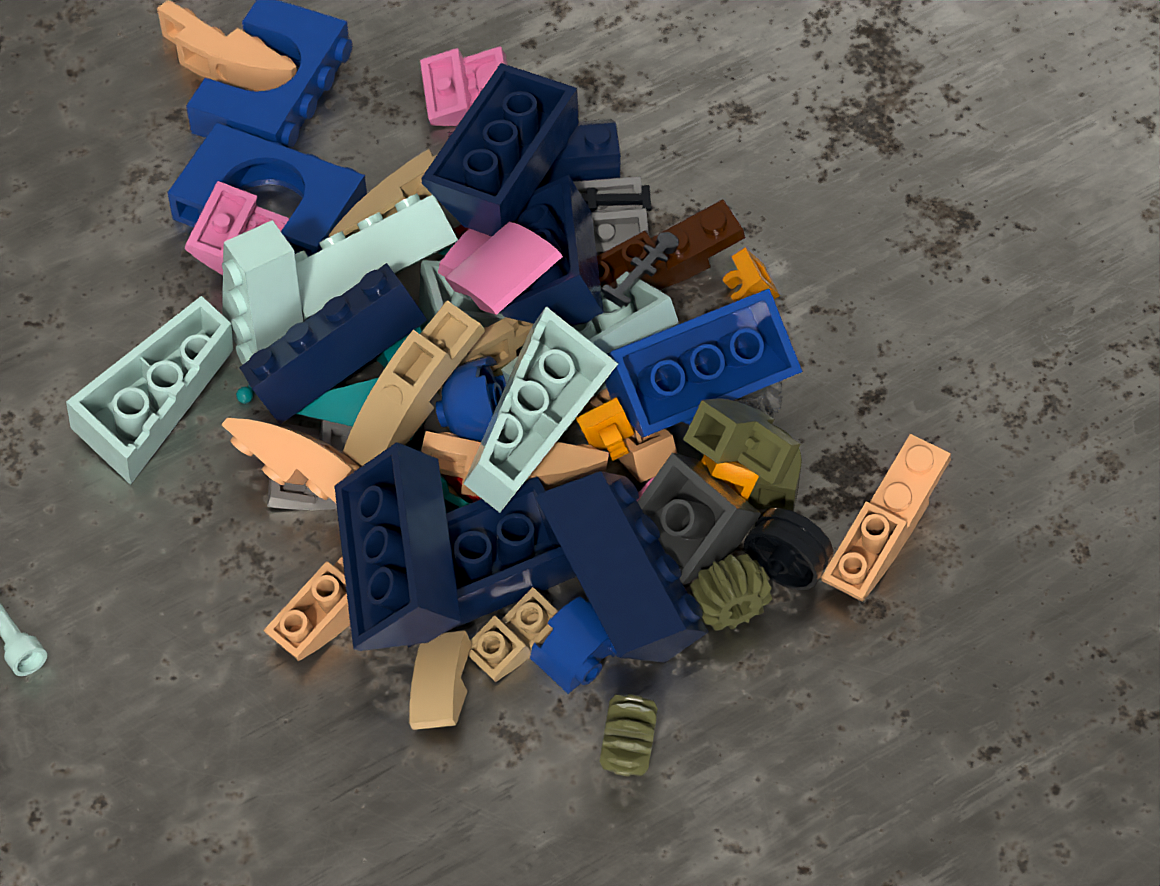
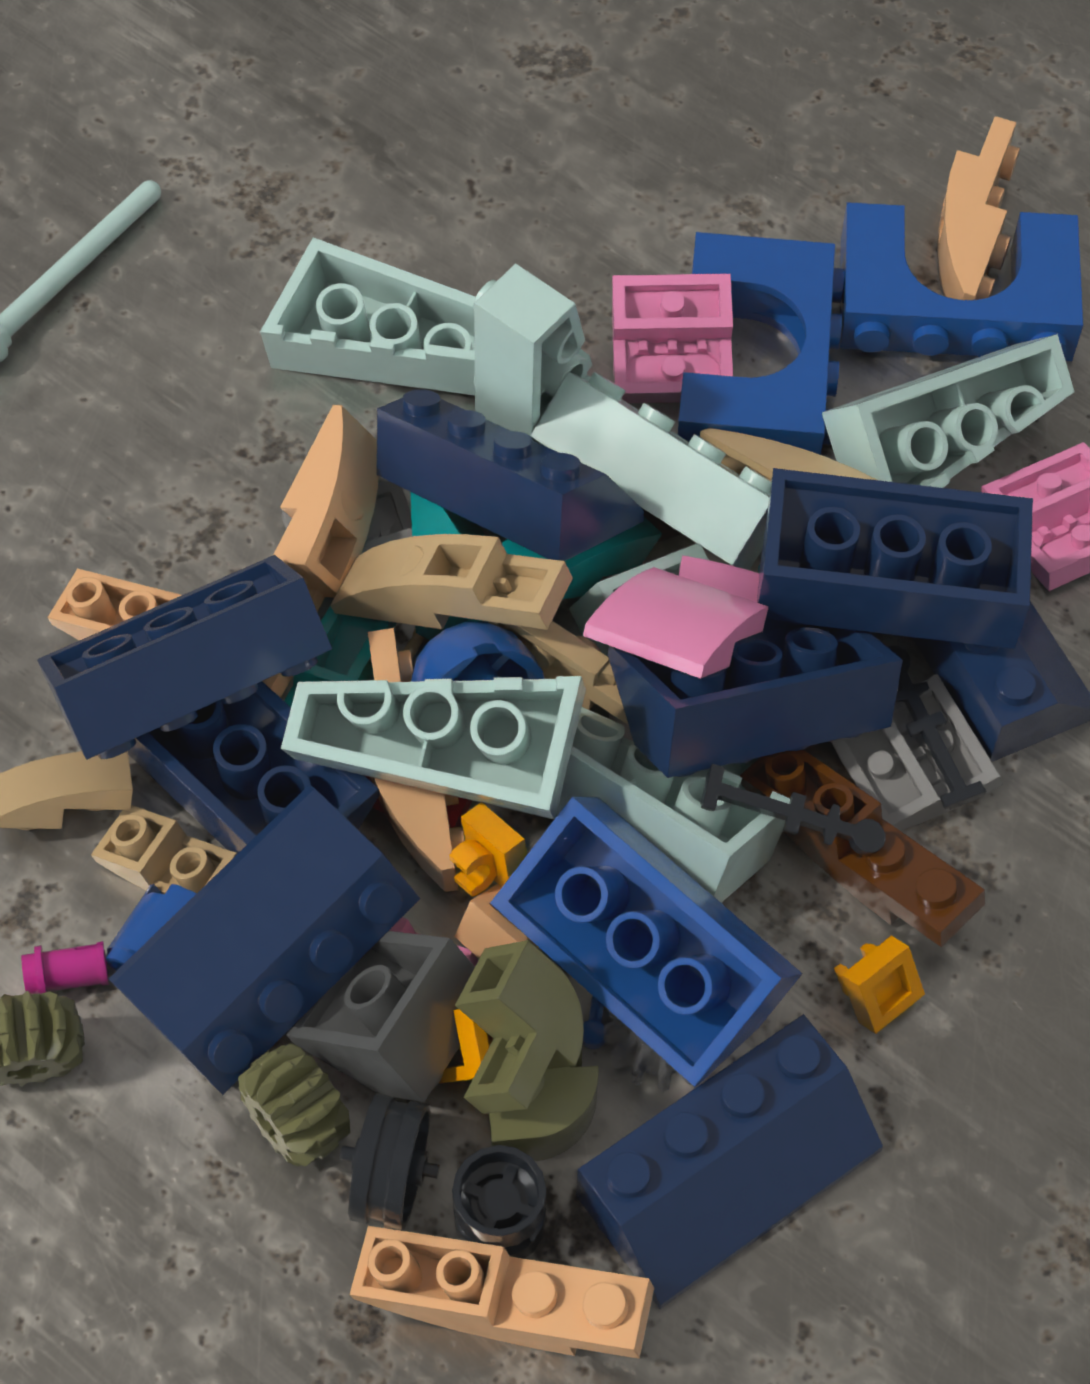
camera: 70 degrees right, 5 degrees up
(379, 108) = (951, 417): none -> light aqua wedge
(574, 722) = (64, 968): none -> dark pink pin
(834, 498) = (500, 1200): none -> black wheel
(840, 390) = (729, 1160): none -> dark blue slope

